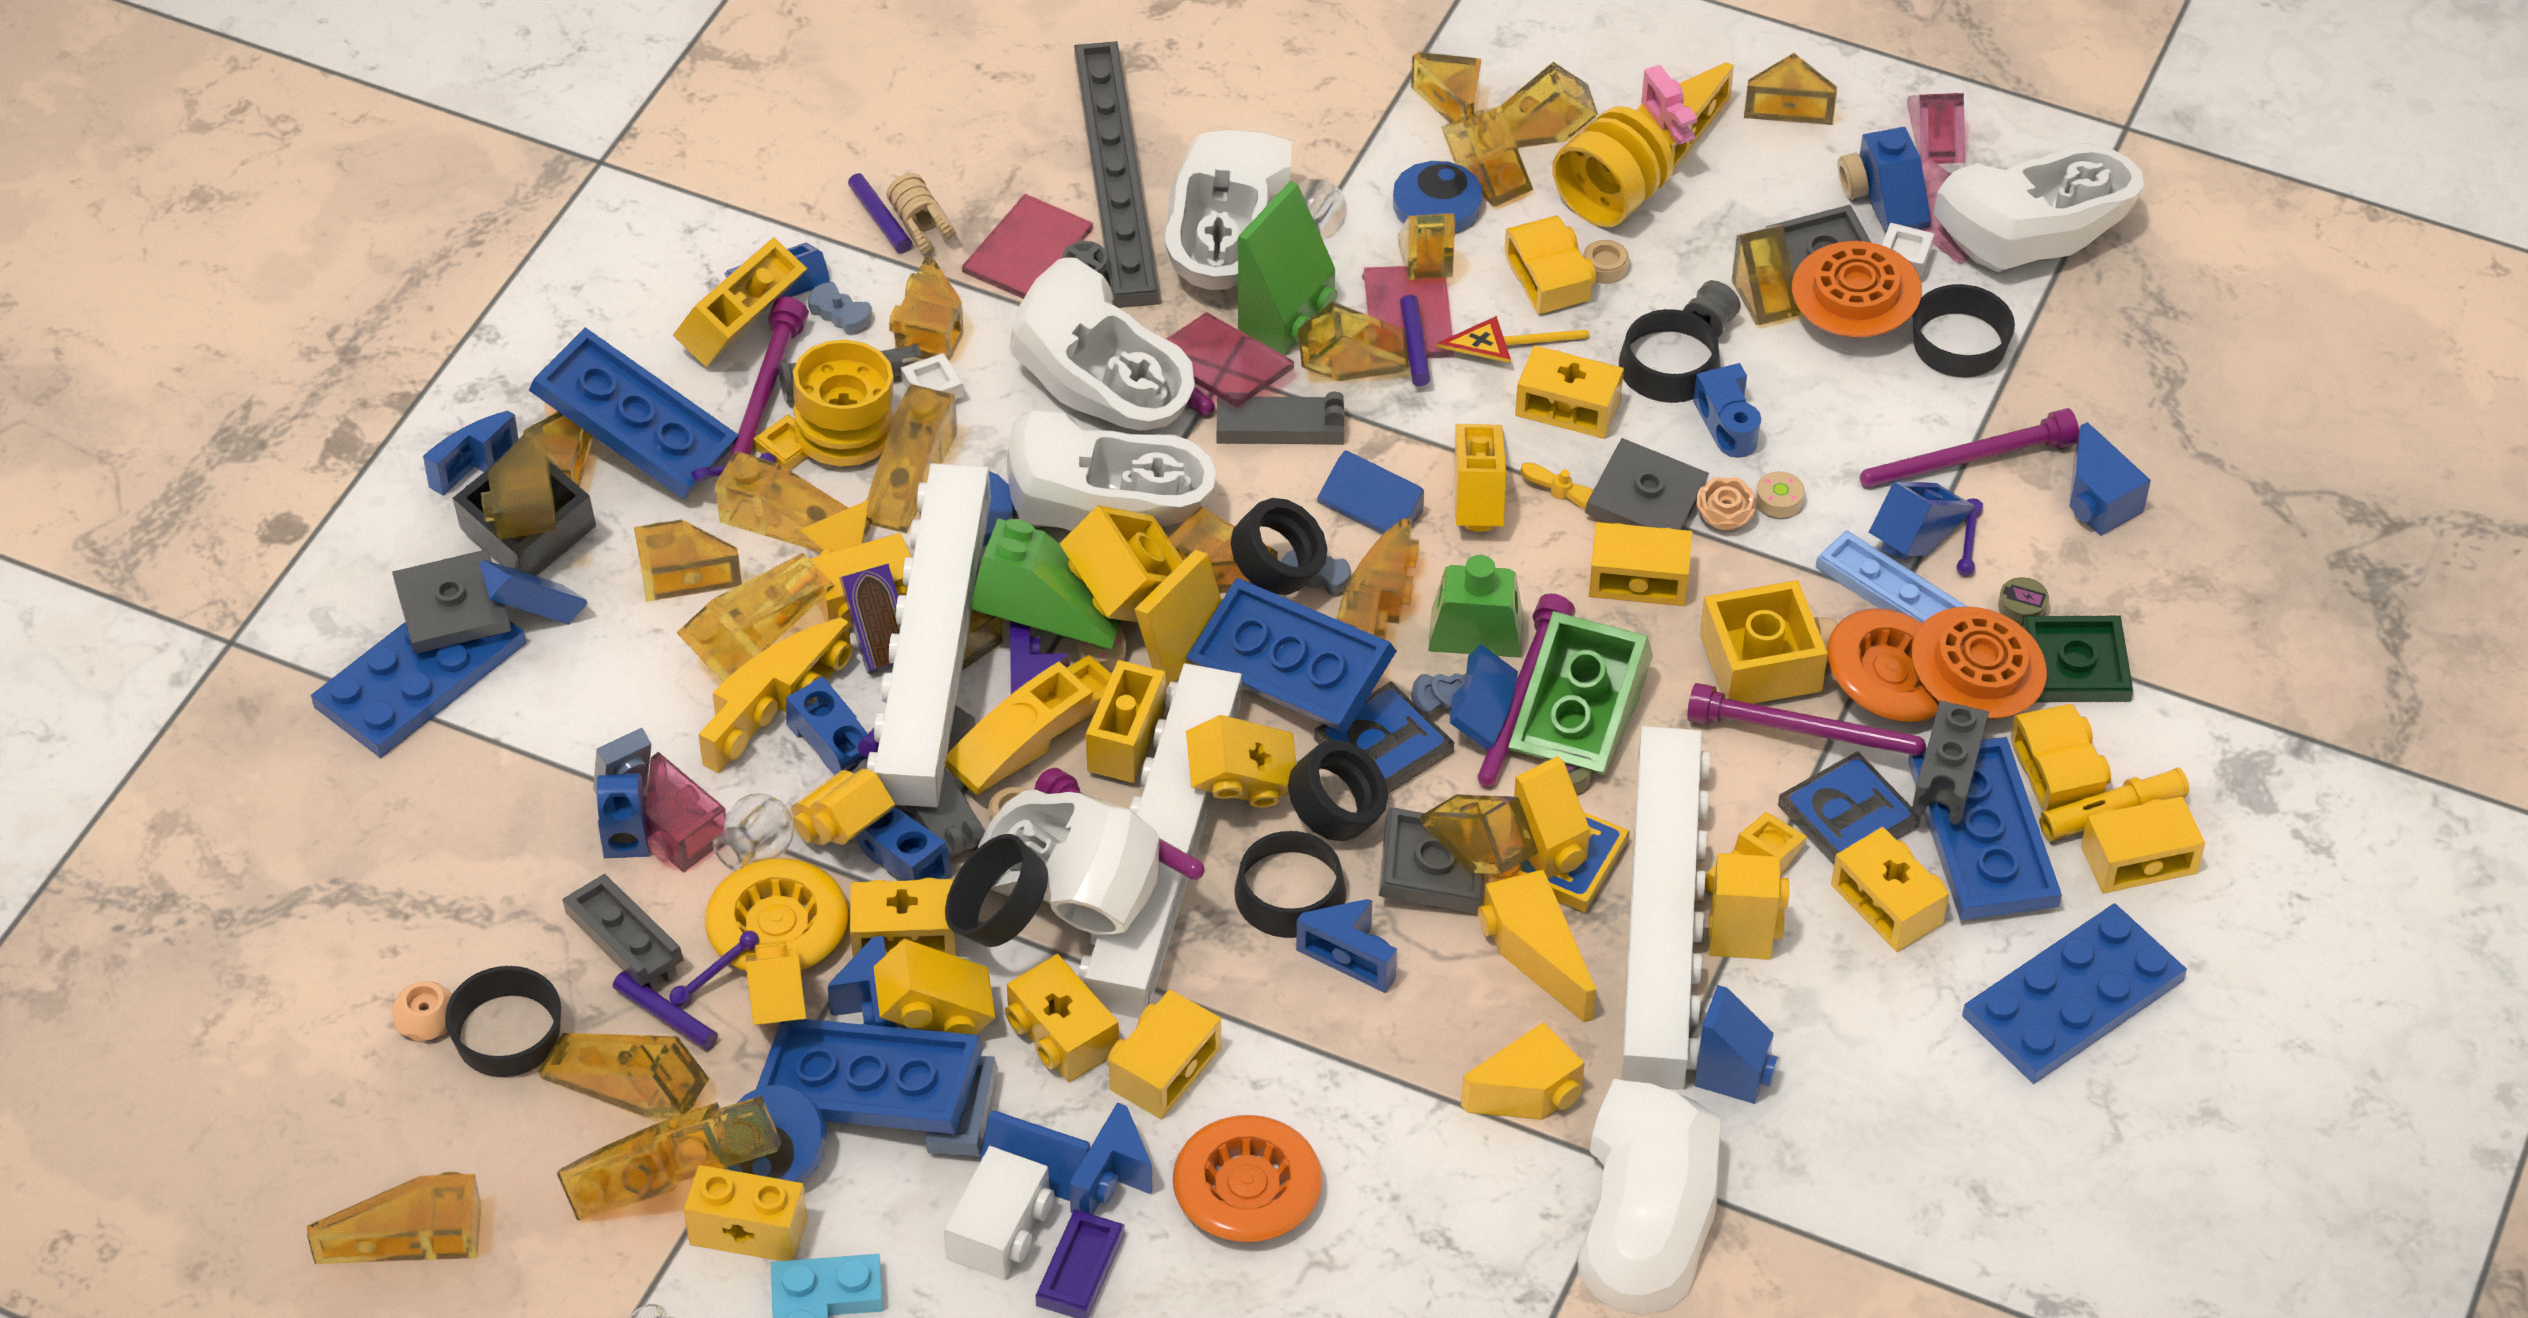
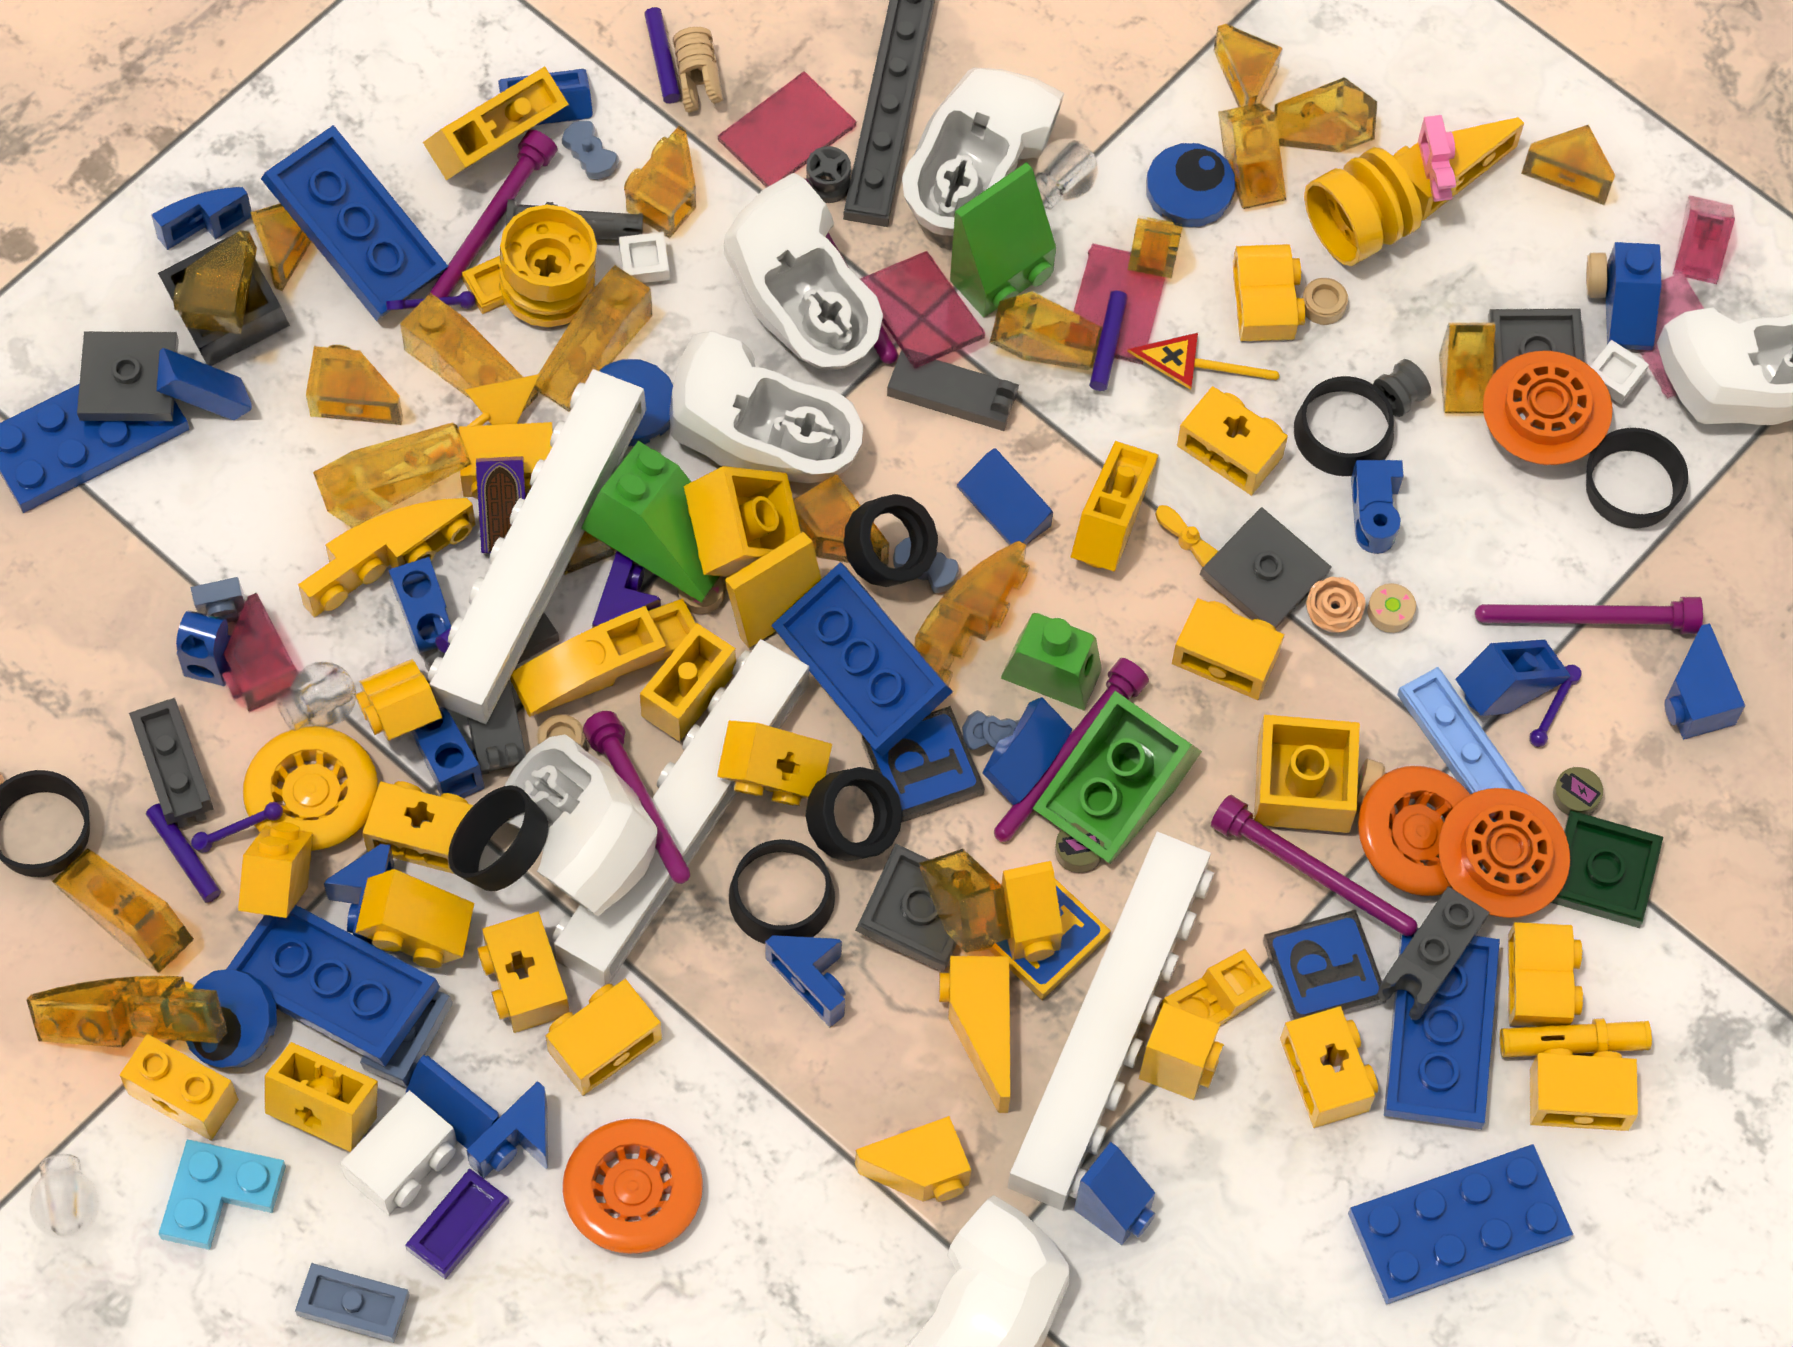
camera: 15 degrees right, 15 degrees up
(898, 1179) = (321, 1096): none -> yellow brick

